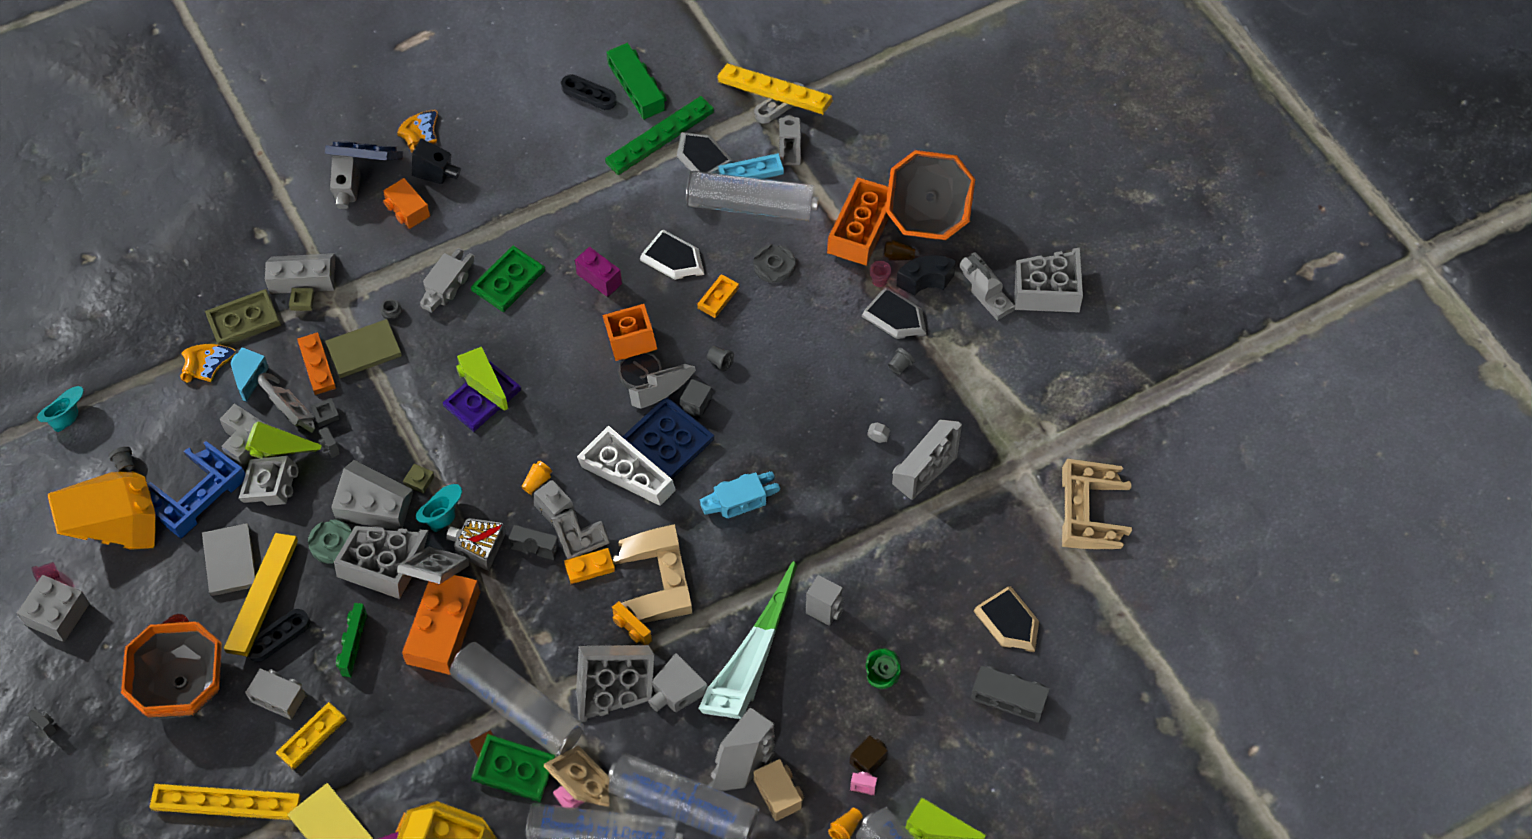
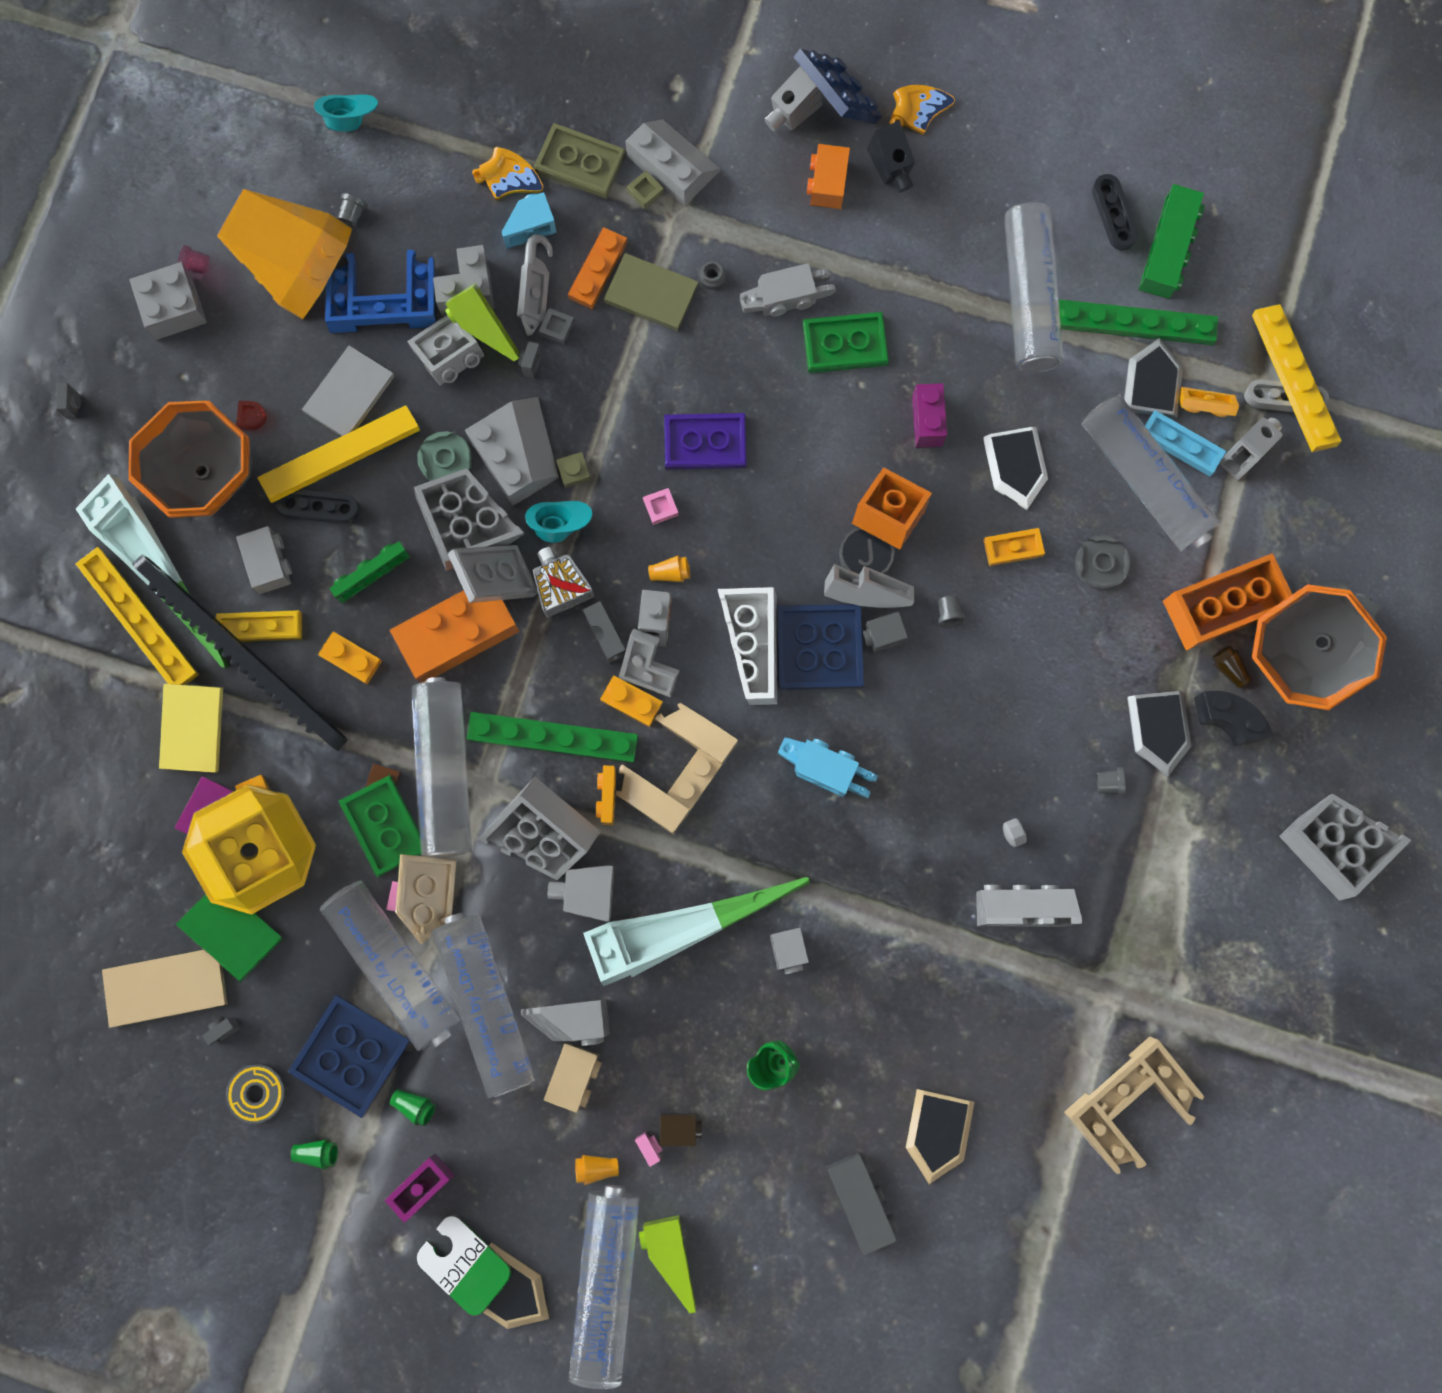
camera: 45 degrees right, 20 degrees up
(164, 757) = (124, 528): none -> light aqua plate
(316, 754) = (238, 652): none -> black gear
(389, 699) = (350, 657): none -> light orange plate
(480, 376) = (719, 413): lime slope -> none
(493, 450) = (660, 506): none -> bright pink plate
(564, 627) = (552, 737): none -> green plate
(586, 161) = (1033, 287): none -> clear piece
(748, 136) = (1208, 401): none -> light orange plate
(880, 268) = (1197, 669): clear pink piece -> none
(986, 286) = (1276, 787): light grey plate -> none

